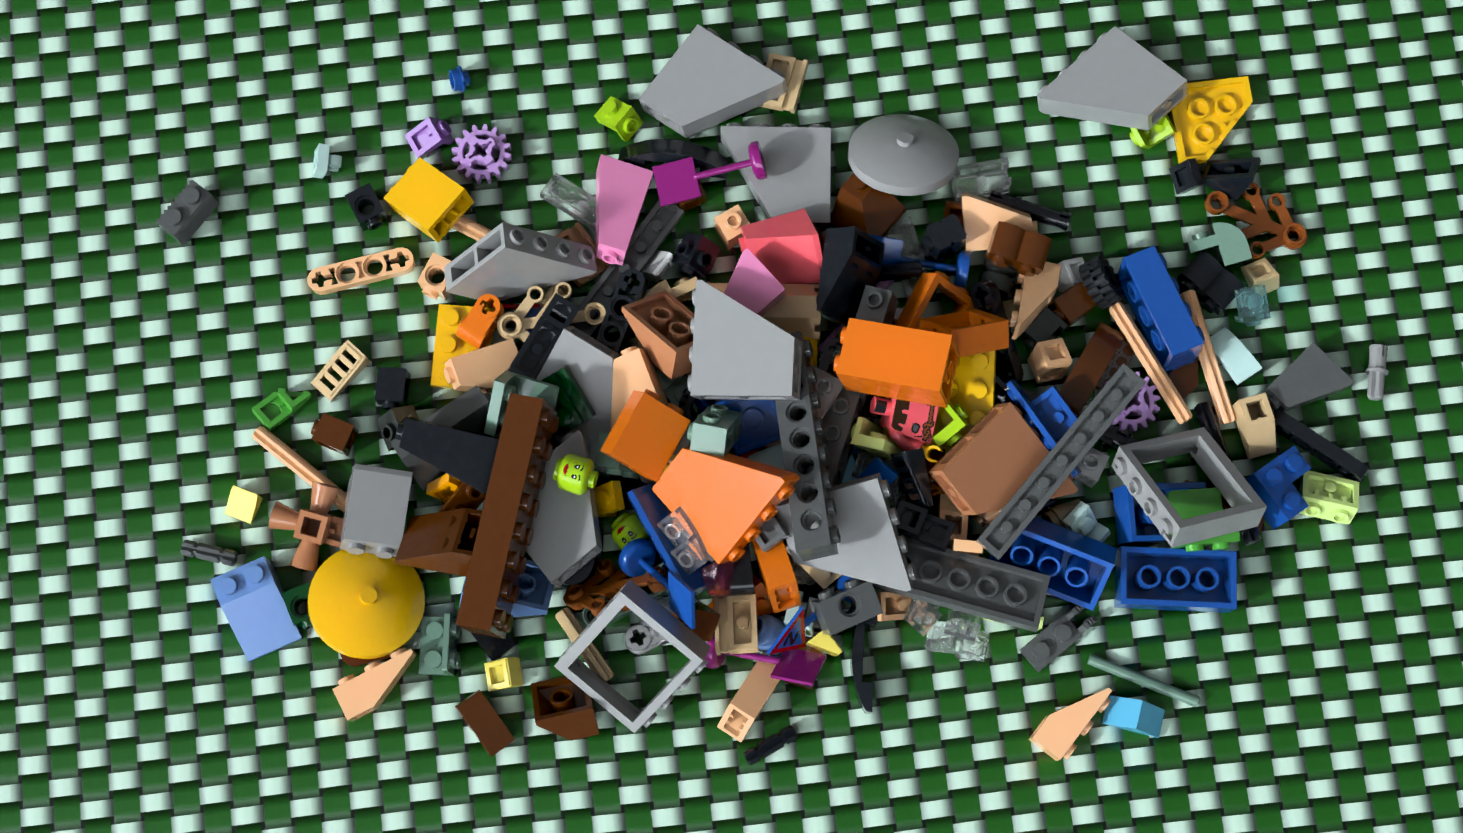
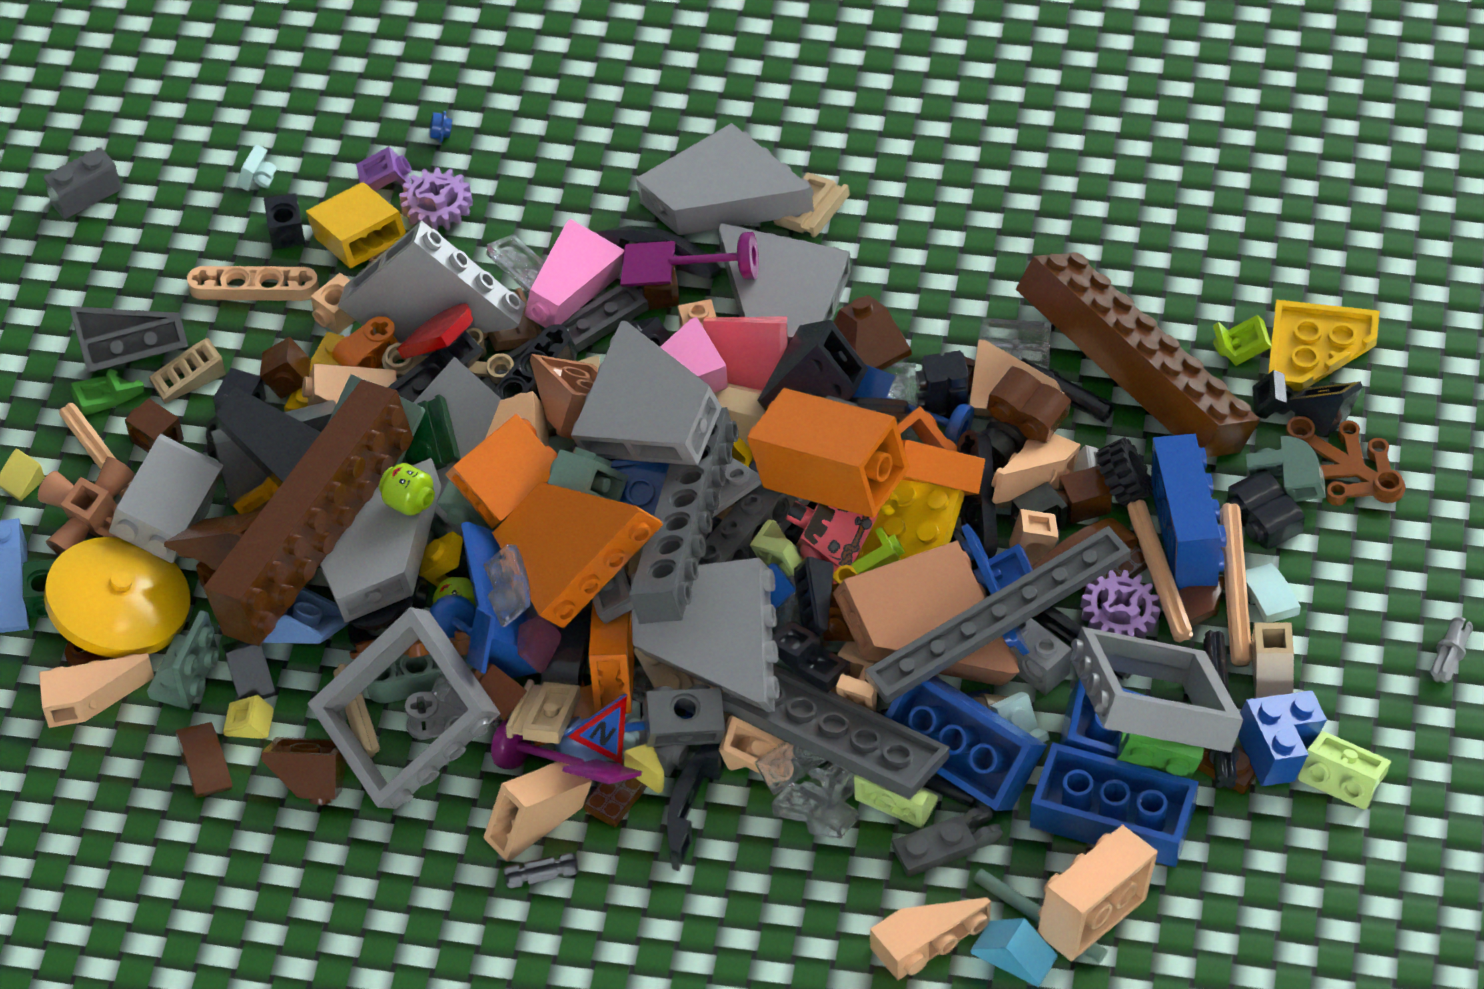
camera: 20 degrees right, 25 degrees down
(281, 357) = (124, 336): none -> dark grey wedge
(420, 353) = (284, 367): none -> reddish brown brick
(539, 302) = (437, 331): none -> red tile
(619, 118) = (610, 199): lime bracket -> none
(658, 265) = (596, 348): white slope -> none
(903, 154) = (926, 293): light grey dish -> none
(1079, 169) = (1137, 353): none -> reddish brown brick
(1114, 85) = (1208, 281): light grey slope -> none
(1187, 664) = (1096, 892): none -> light nougat brick
(1252, 305) = (1307, 539): clear light blue bracket -> none
(1261, 273) = (1334, 523): tan slope -> none
(1306, 380) = (1354, 638): dark grey slope -> none
(1319, 447) = (1349, 710): black beam -> none

